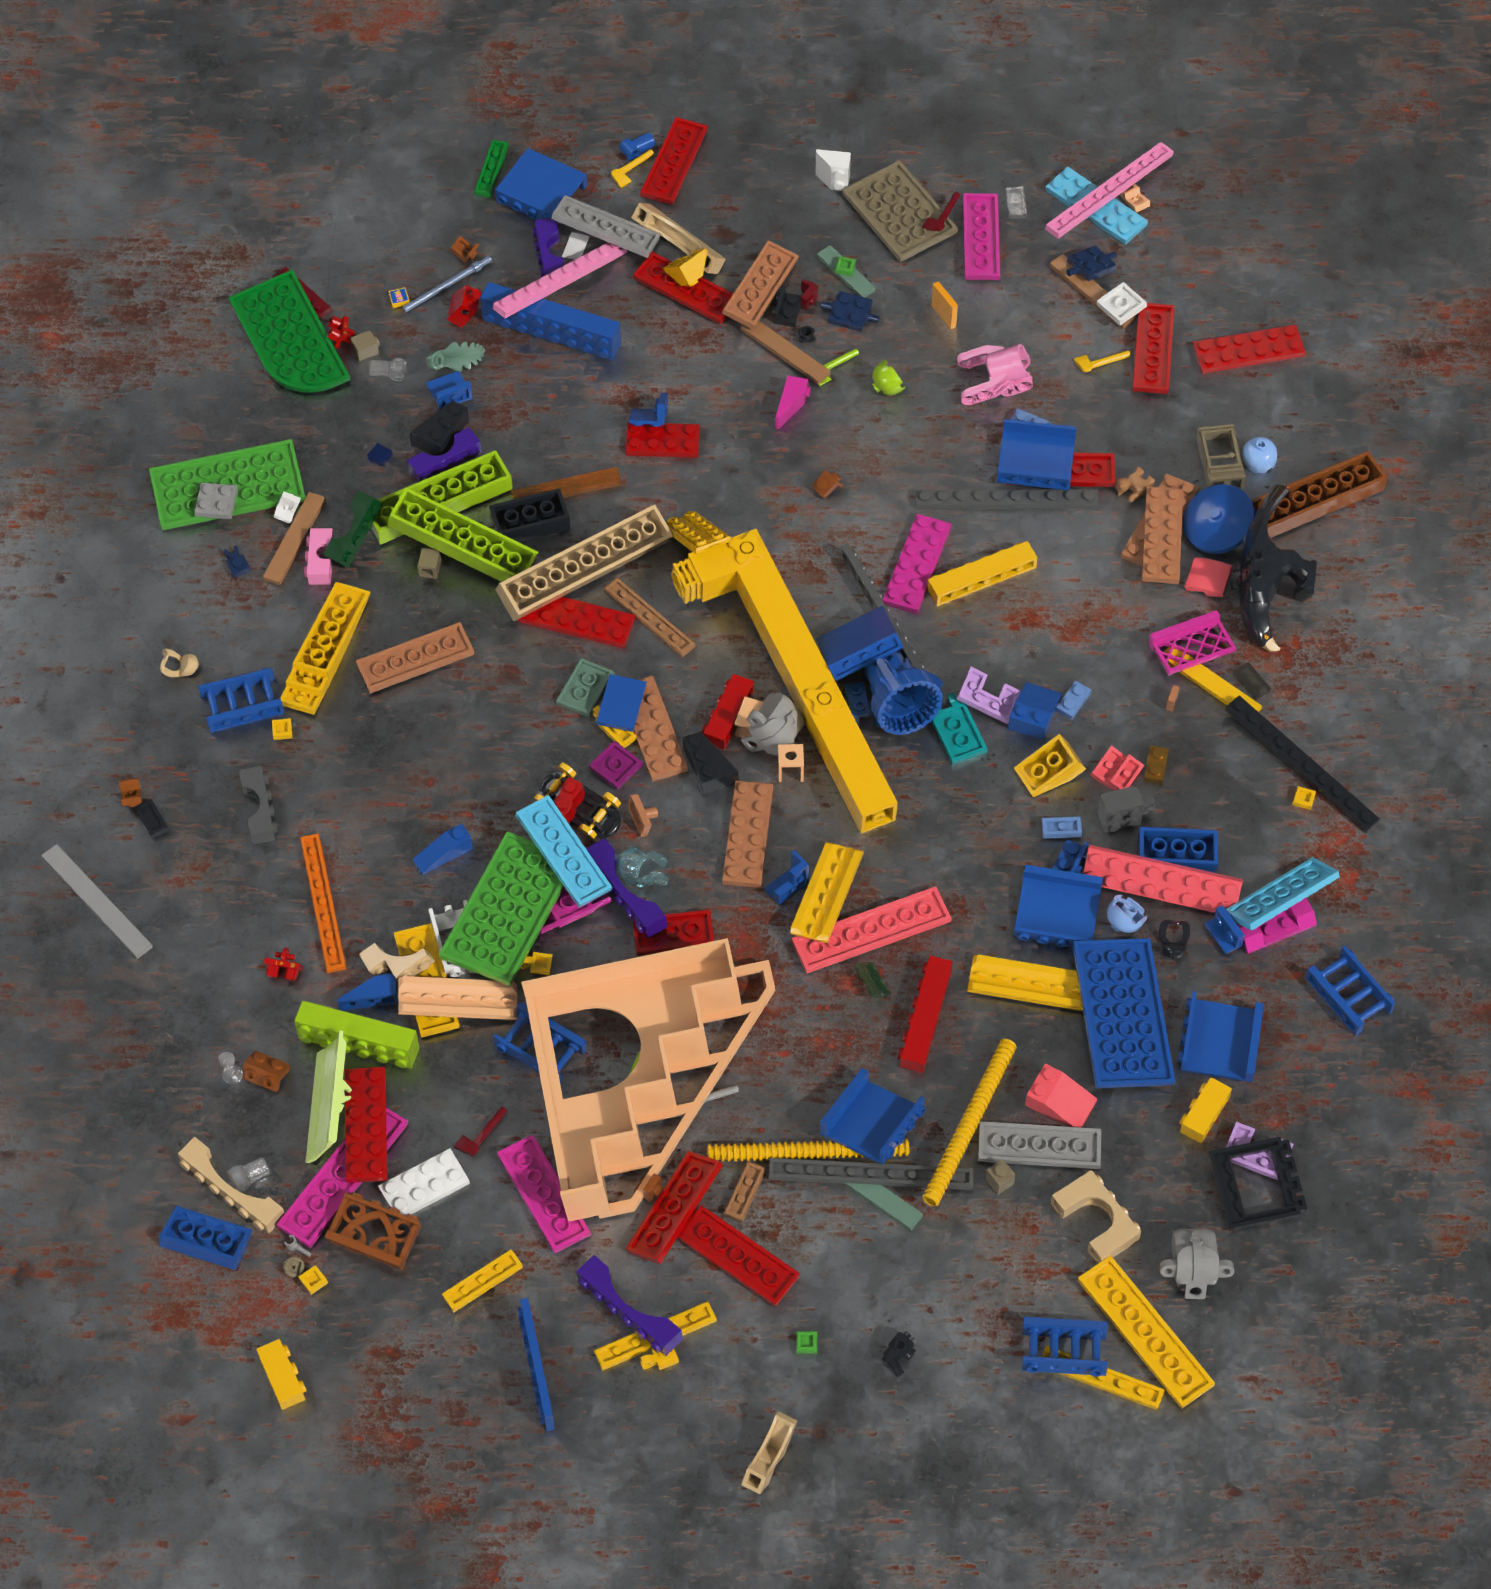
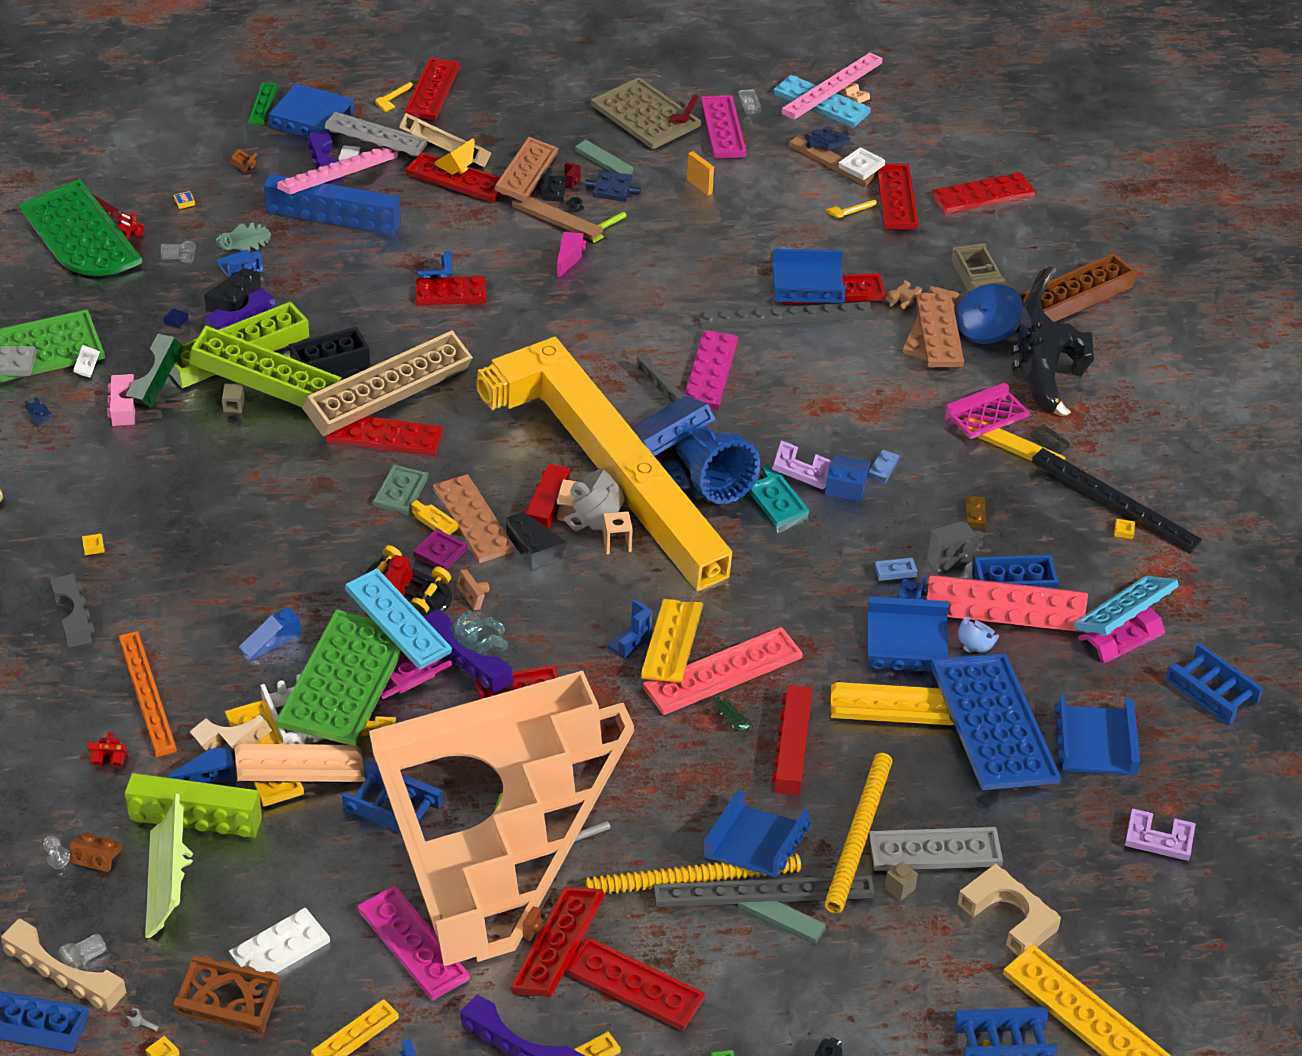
camera: 10 degrees left, 15 degrees down
(244, 715) = (53, 534): blue fence -> none
(293, 1267) = (139, 1041): dark tan tile -> none
(294, 538) = (95, 389): medium nougat tile -> none
(323, 1195) = (191, 936): dark pink plate -> none
(324, 648) = (131, 475): yellow slope -> none
(365, 345) = (154, 235): dark tan brick -> none
(366, 1125) = (211, 892): red plate -> none
(415, 657) = (225, 475): nougat plate -> none
(464, 300) = (249, 191): red torso -> none
(472, 1147) = (328, 906): dark red piece -> none
(474, 267) = (254, 173): sand blue bar -> none
(574, 485) = (381, 327): clear orange tile -> none
(621, 703) = (439, 495): blue tile -> none
(633, 148) = (397, 79): blue piece -> none
(649, 617) = (458, 429): medium nougat tile -> none
(696, 532) = (498, 348): yellow plate -> none
(745, 1192) = (631, 922): medium nougat tile -> none
(748, 834) = (583, 599): nougat plate -> none
(827, 483) = (613, 312): dark orange bracket -> none
(833, 168) = (580, 83): white slope -> none
(845, 266) = (603, 152): bright green tile -> none
(886, 380) = (657, 230): lime cylinder -> none
(982, 573) = (775, 371): yellow brick -> none
(1004, 370) = (768, 212): bright pink piece -> none
(1049, 766) = (874, 518): yellow slope -> none
(1060, 1098) = (946, 802): coral slope -> none
(1116, 769) = (935, 516): coral slope -> none
(1171, 949) = (1028, 664): black piece -> none
(1172, 698) = (978, 456): nougat tile -> none
(1195, 1261) = (1125, 938): light grey piece -> none
(1205, 1109) = (1097, 801): yellow brick -> none
(1208, 577) = (989, 360): coral slope -> none
(1225, 930) = (1079, 641): blue bracket -> none
(1229, 1191) = (1144, 879): black hinge -> none
(1259, 455) = (1013, 266): light blue cylinder -> none

